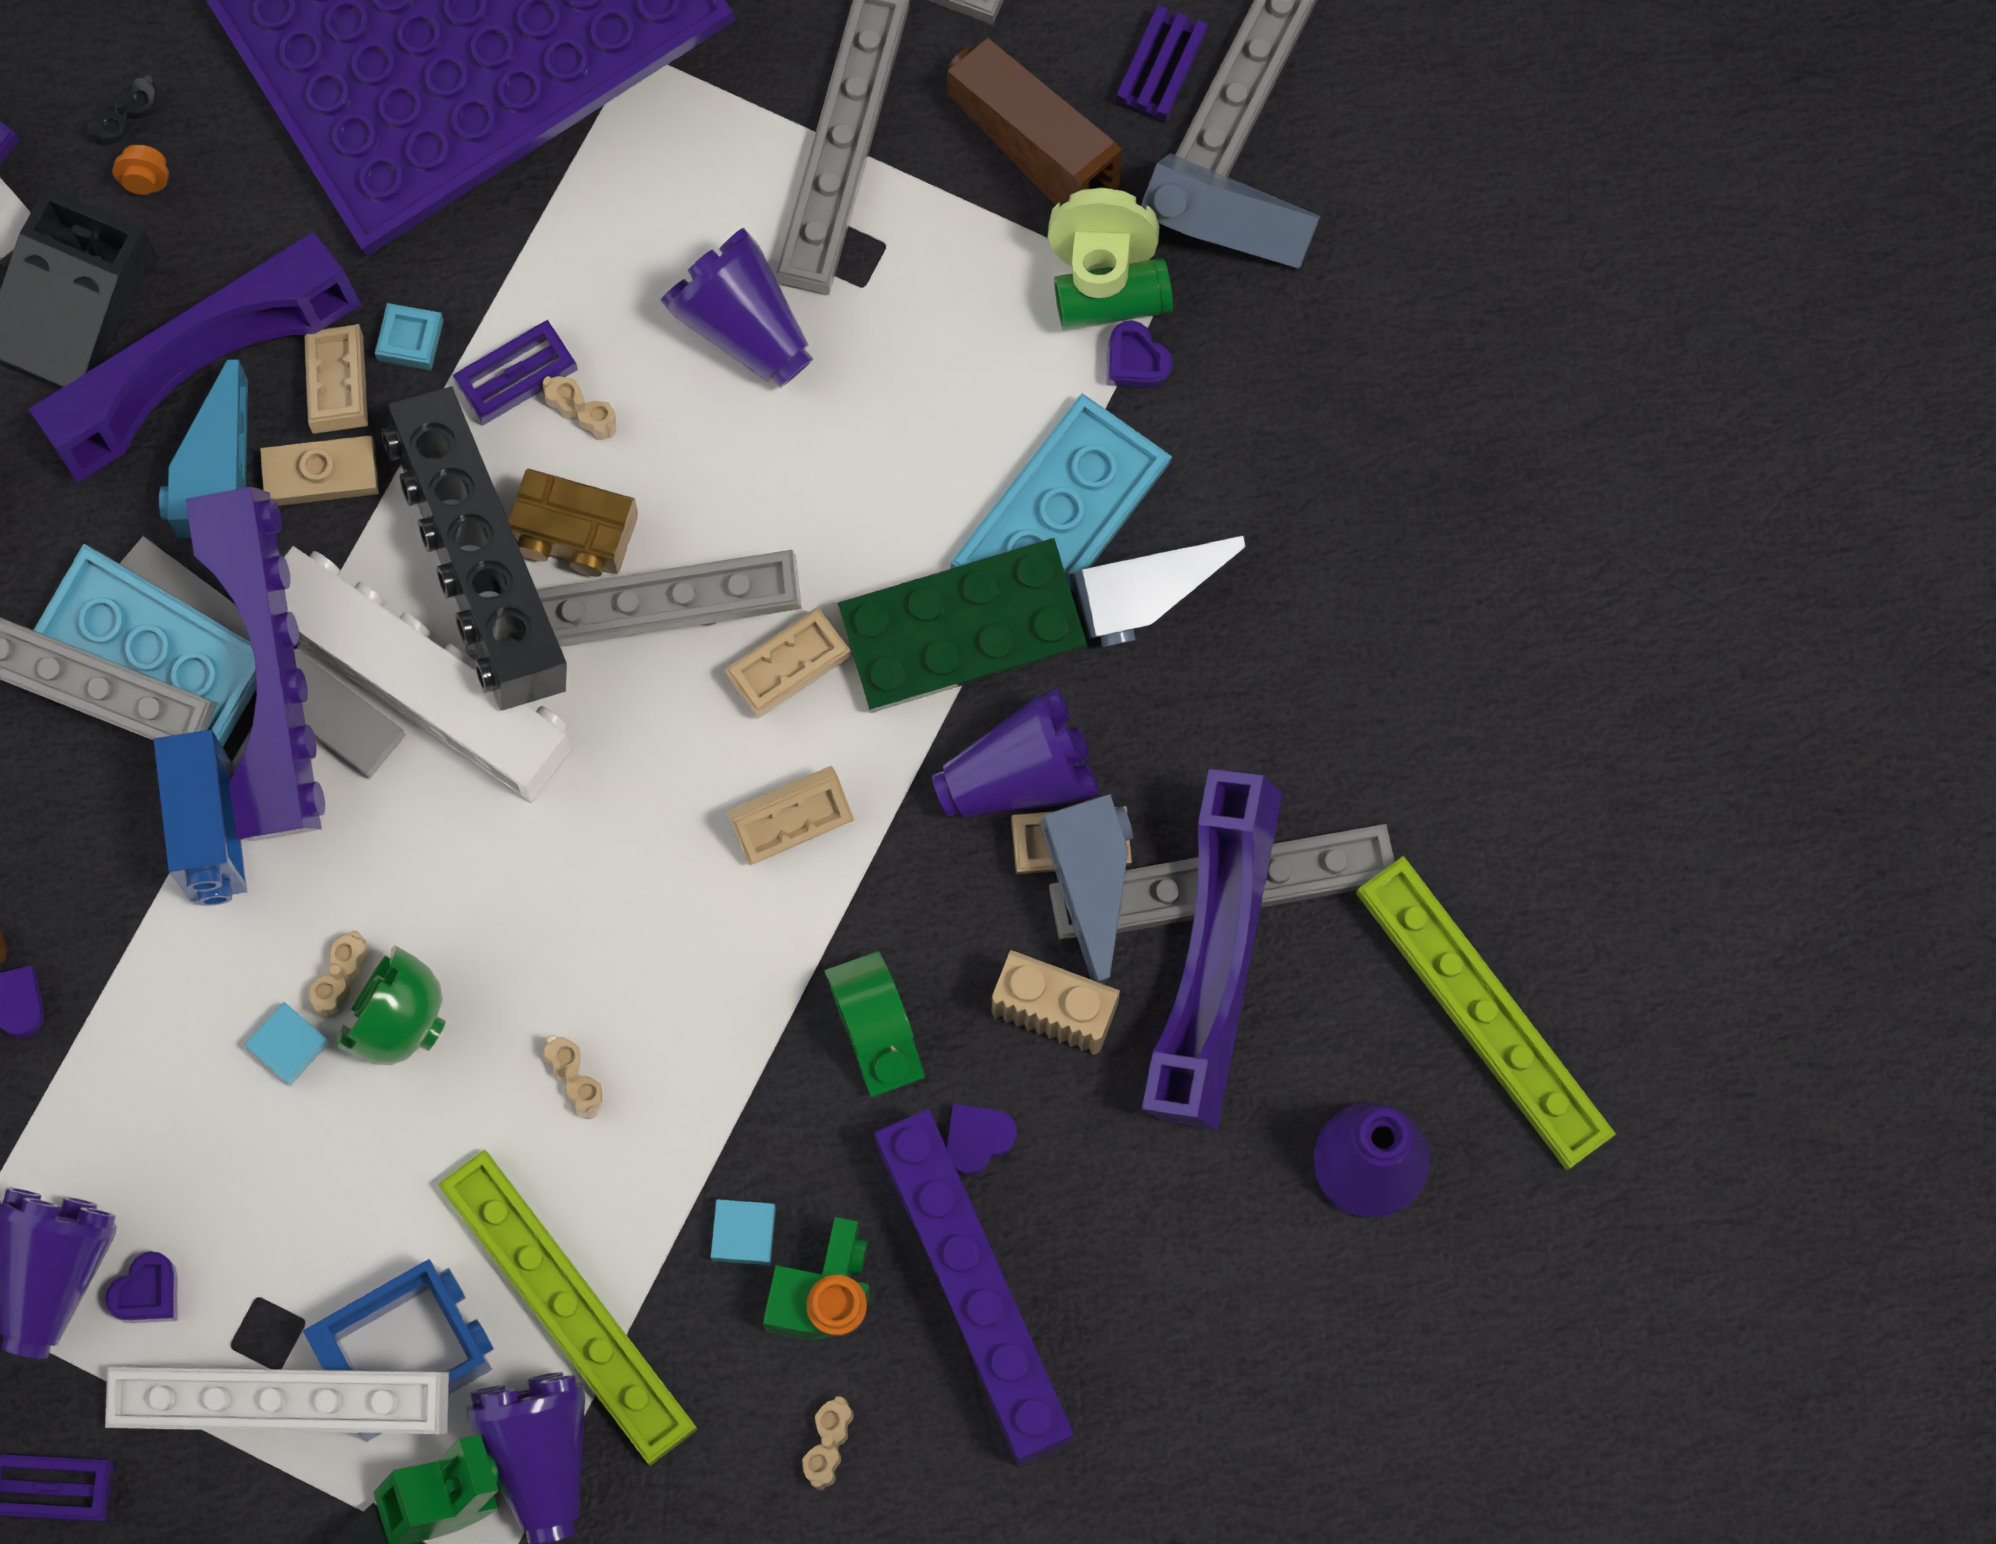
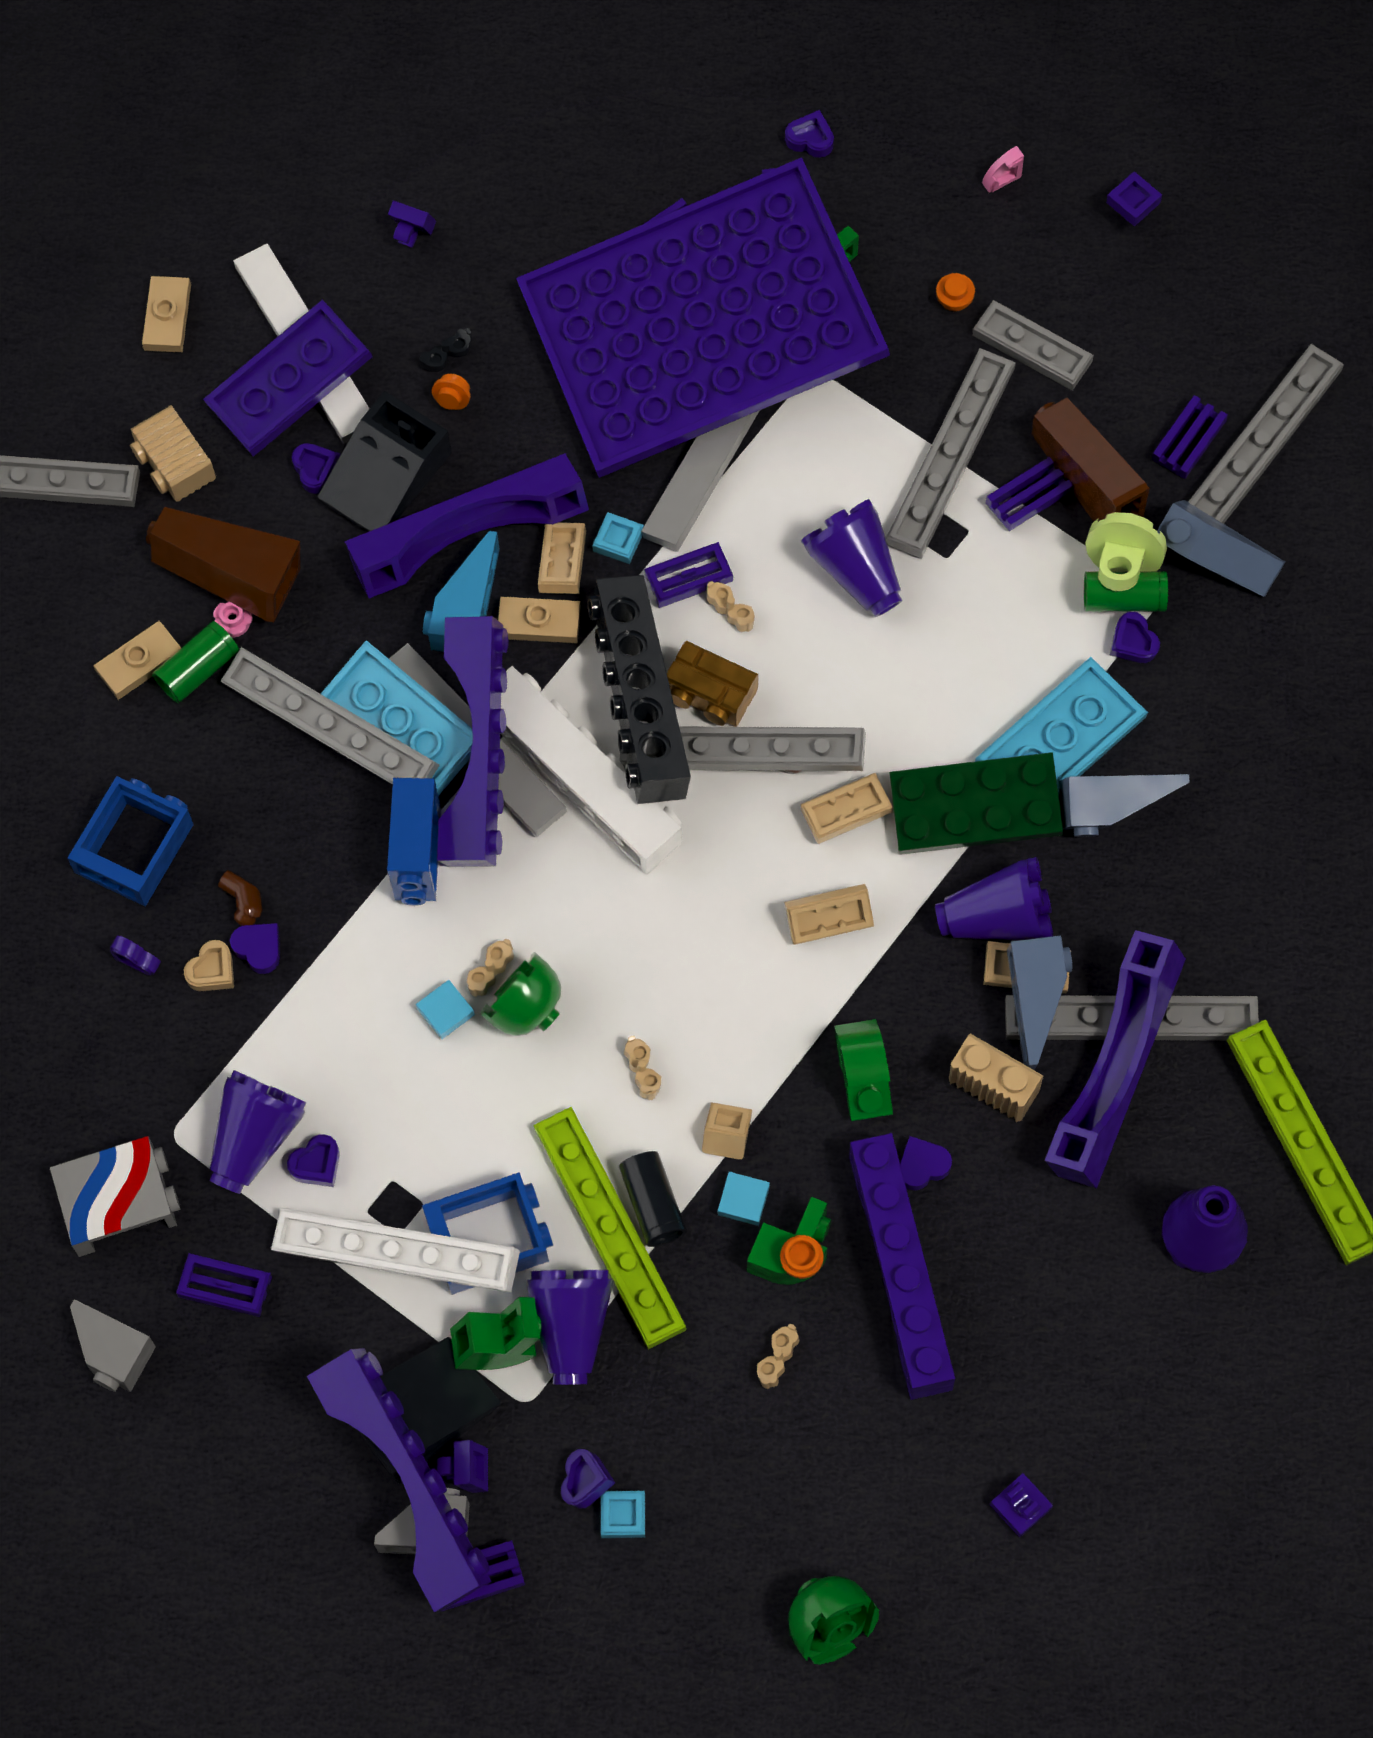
camera: 15 degrees right, 5 degrees down
(500, 242) = (694, 483): none -> light grey tile
(619, 1258) = (652, 1198): none -> black pin
(703, 1141) = (726, 1131): none -> tan slope
(948, 162) = (1043, 468): none -> dark purple tile

